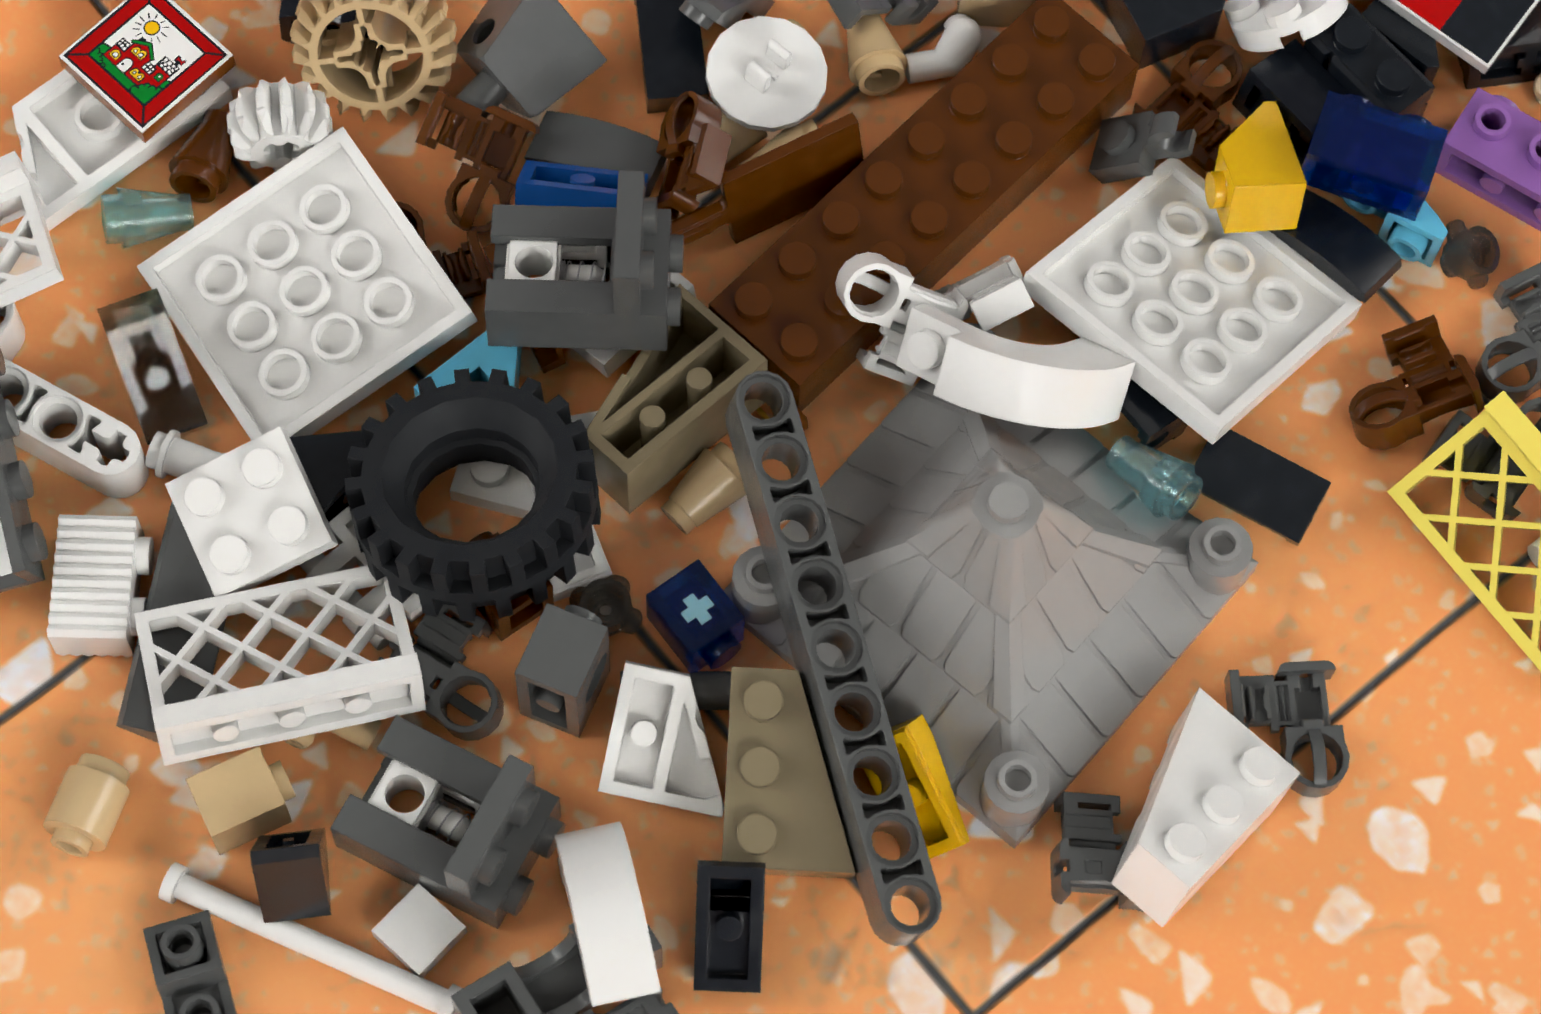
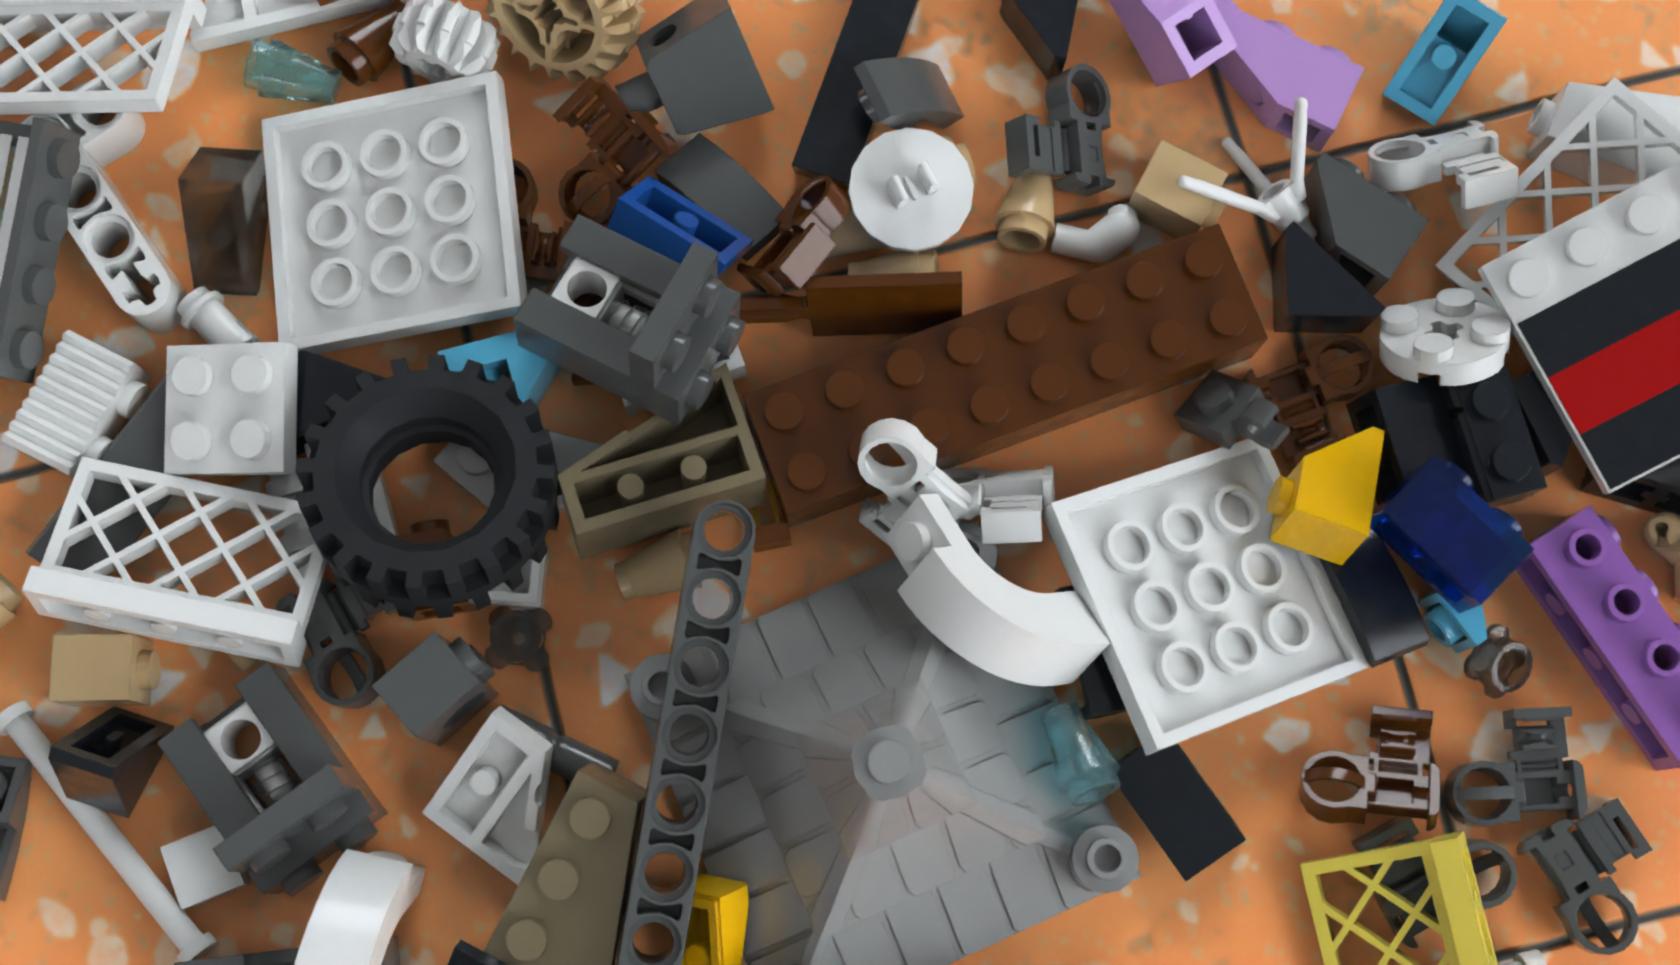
camera: 25 degrees right, 10 degrees up
(696, 618) = (591, 689): clear blue brick -> none

